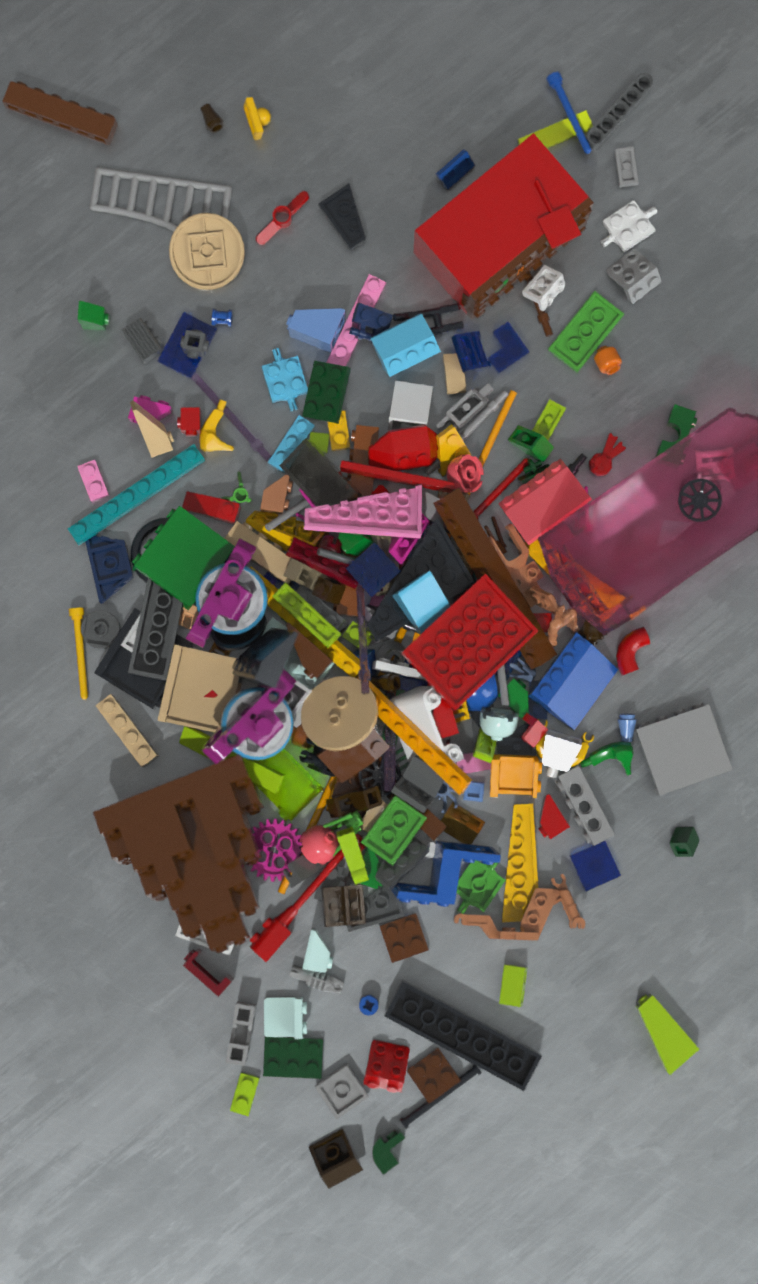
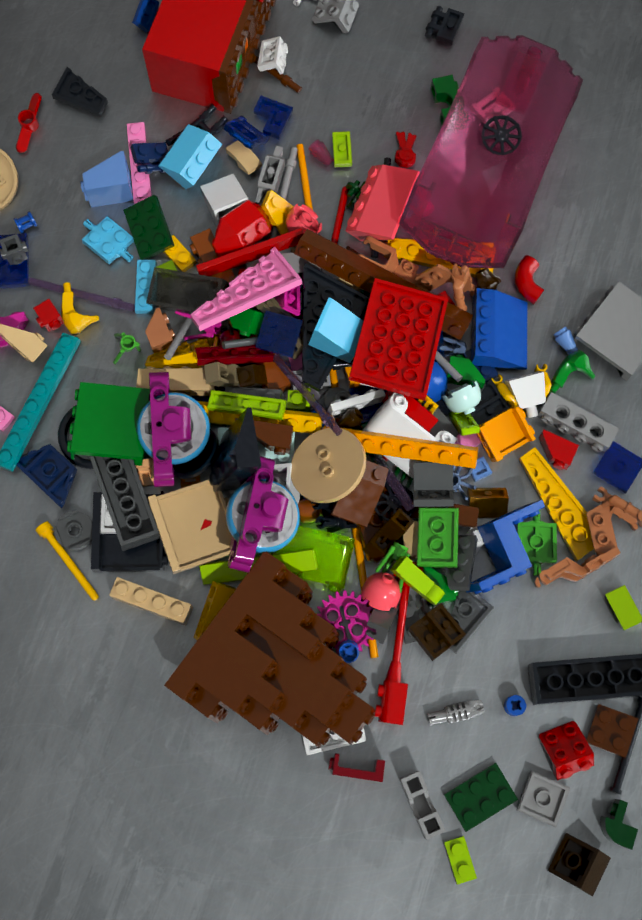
camera: 35 degrees left, 10 degrees down
(180, 765) = (216, 598): none -> yellow slope
(212, 507) = (112, 371): red slope -> none
(258, 879) = (351, 653): none -> blue wheel
(284, 1017) = (450, 764): light aqua bracket -> none
(317, 954) = (441, 688): light aqua slope -> none
(404, 938) = (505, 628): reddish brown plate -> none
(527, 412) = (320, 152): none -> clear pink cone
(531, 443) = (340, 172): green slope -> none
(534, 732) = (497, 385): panel -> none
(586, 331) = (326, 71): bright green tile -> none
(608, 360) = (358, 79): orange head -> none
(730, 357) = (448, 30): none -> black plate

